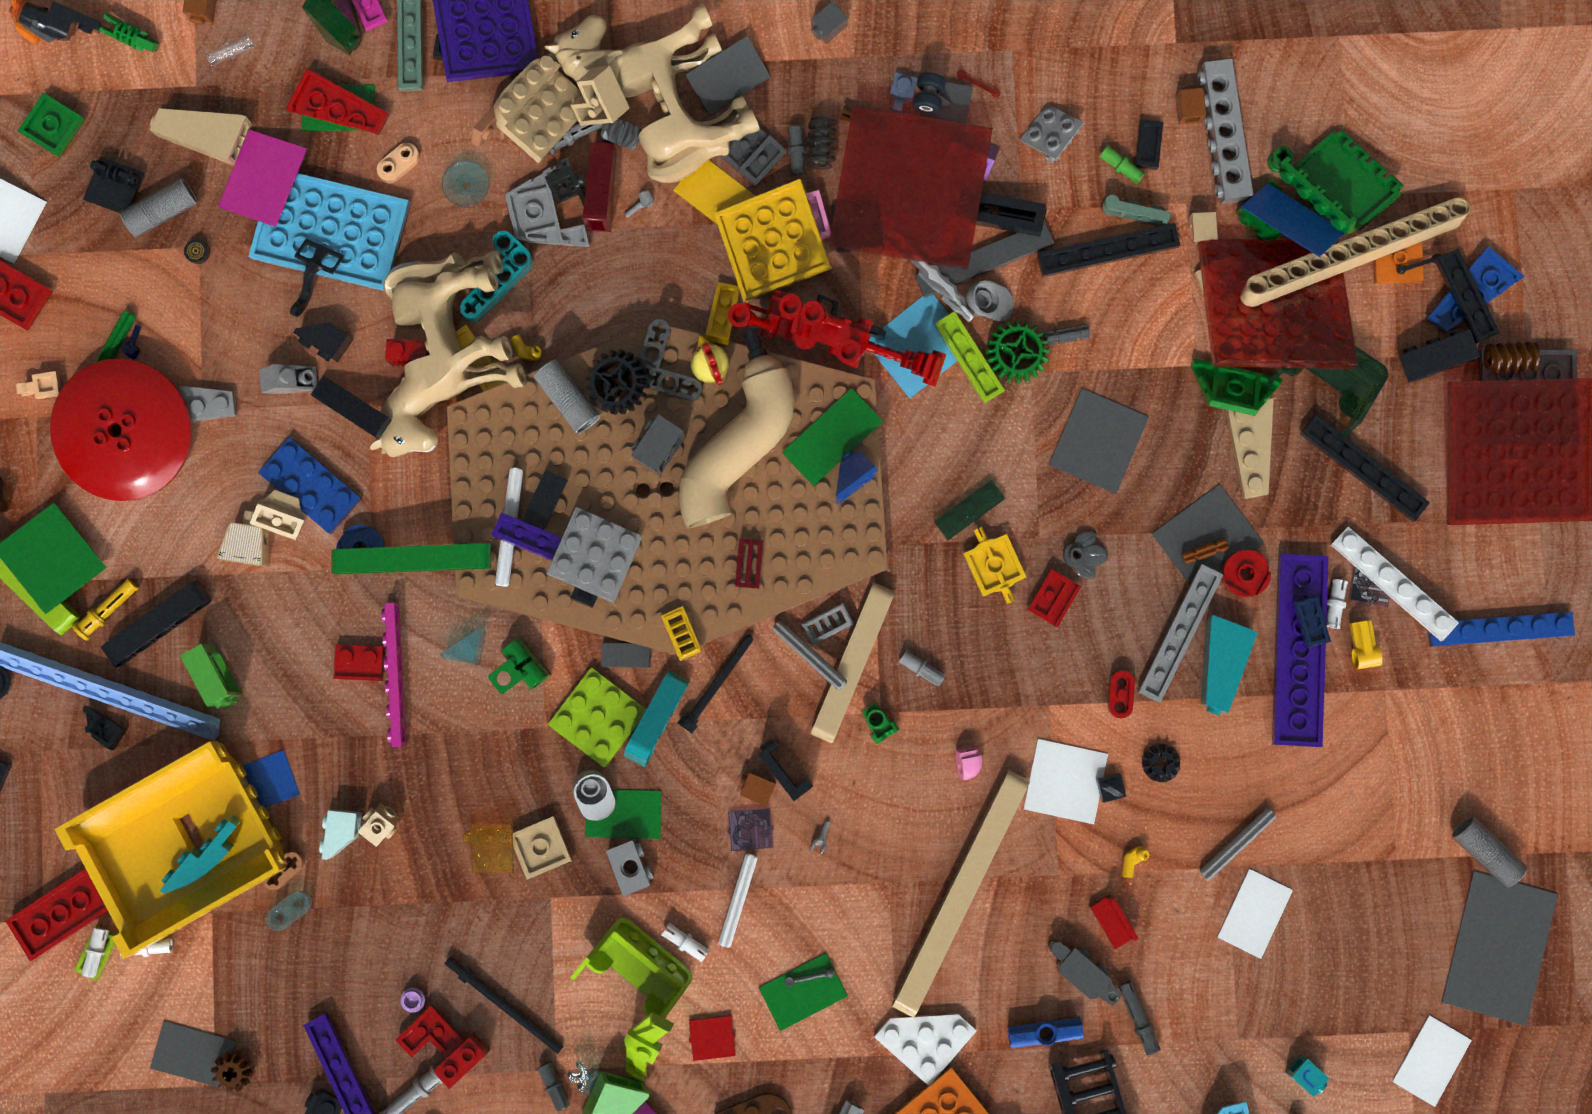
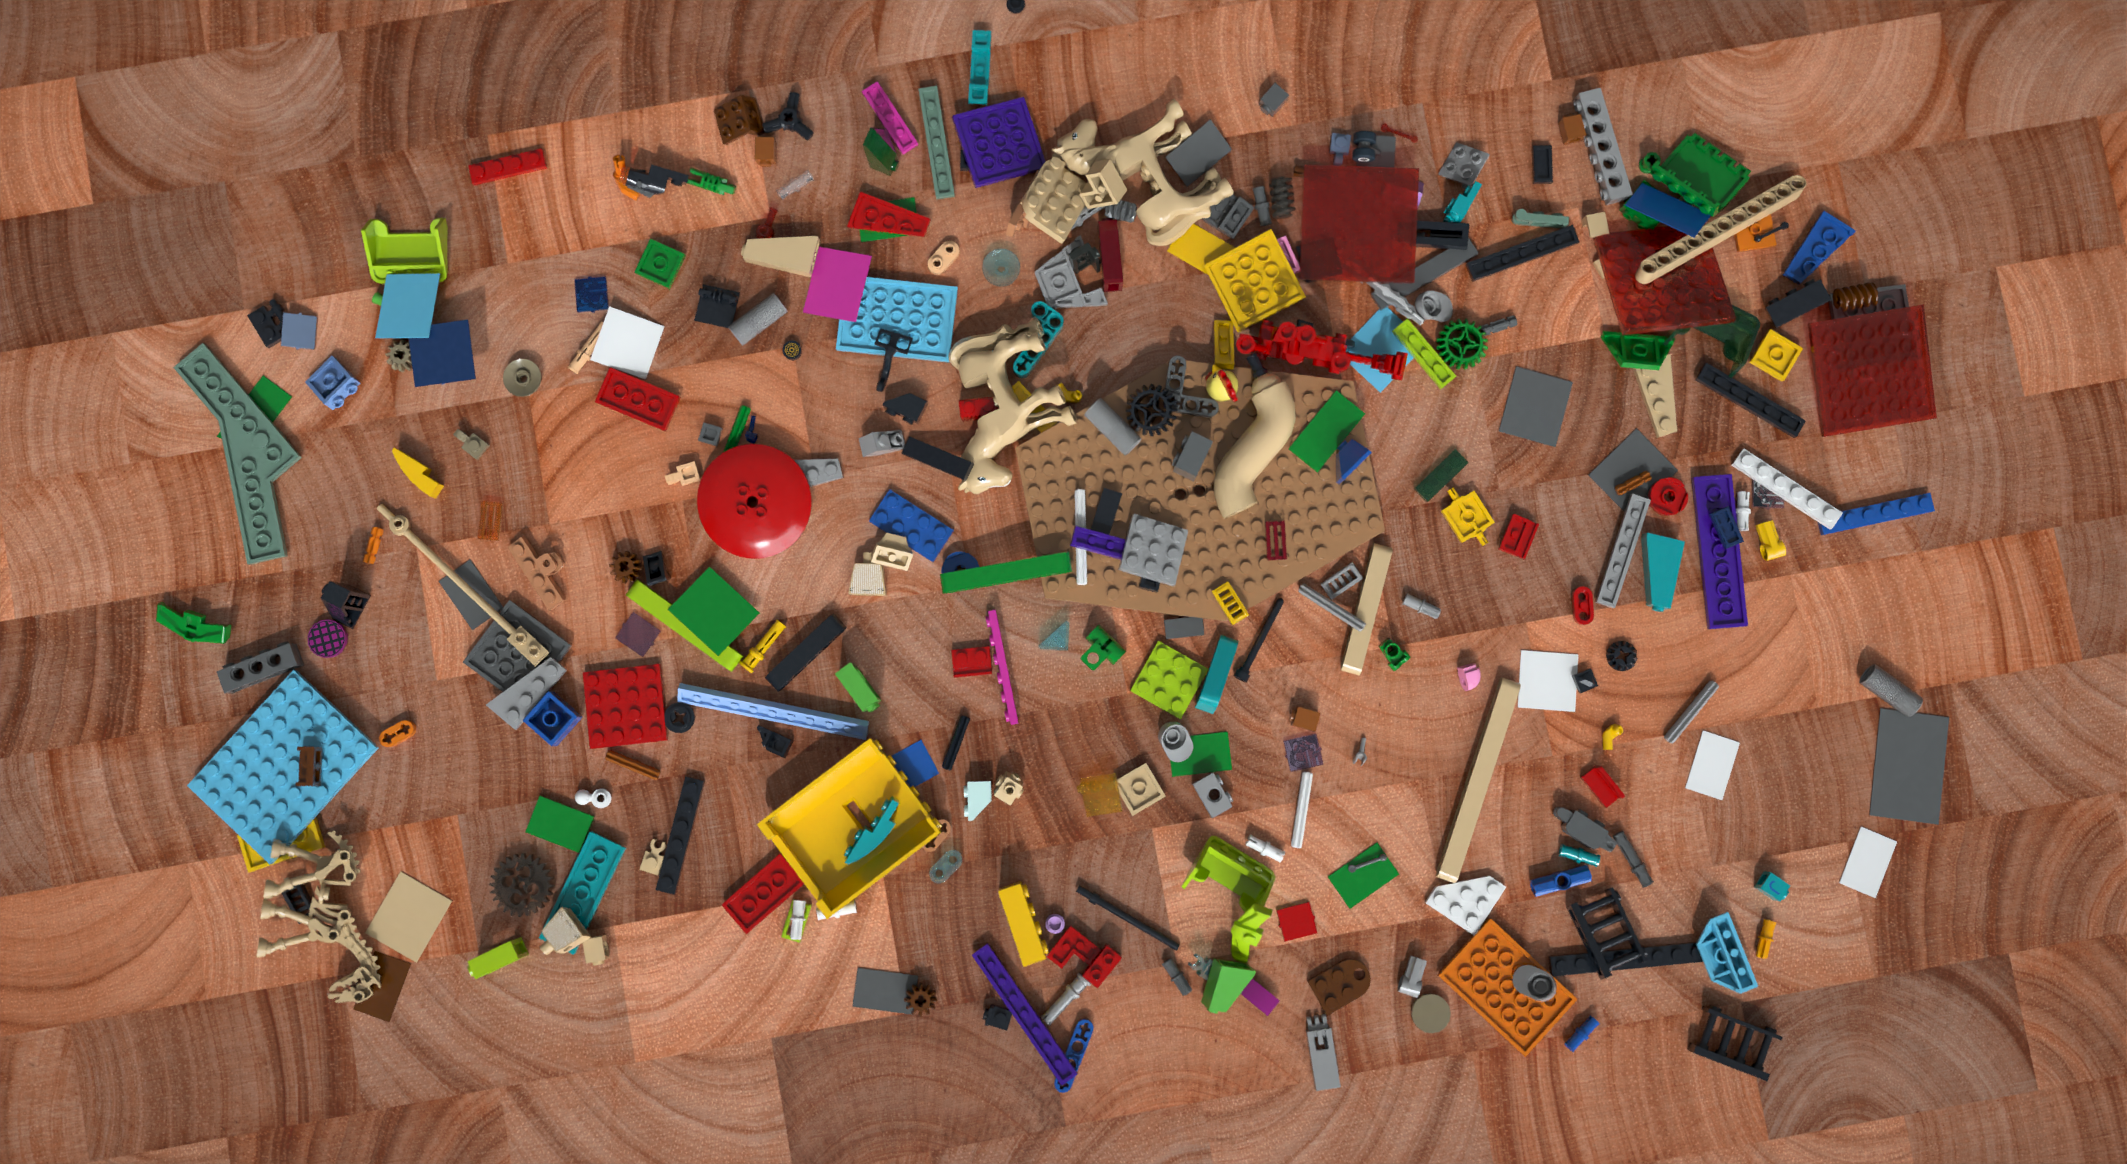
camera: 10 degrees left, 0 degrees up
(80, 341) = (710, 434): none -> dark grey plate
(191, 102) = (767, 225): none -> clear red bar
(324, 759) = (955, 742): none -> black axle
(370, 995) = (1022, 923): none -> yellow brick
(646, 201) = (1147, 262): light grey hand -> none
(793, 790) = (1322, 704): black panel -> none
(1037, 181) = (1458, 207): none -> teal plate
(1073, 1004) = (1579, 855): none -> teal pin
(1088, 554) = (1540, 498): dark grey plate -> none
(1122, 164) = (1523, 183): bright green pin -> none
(1404, 416) = (1776, 355): none -> yellow plate
(1466, 295) = (1812, 252): black tile -> none

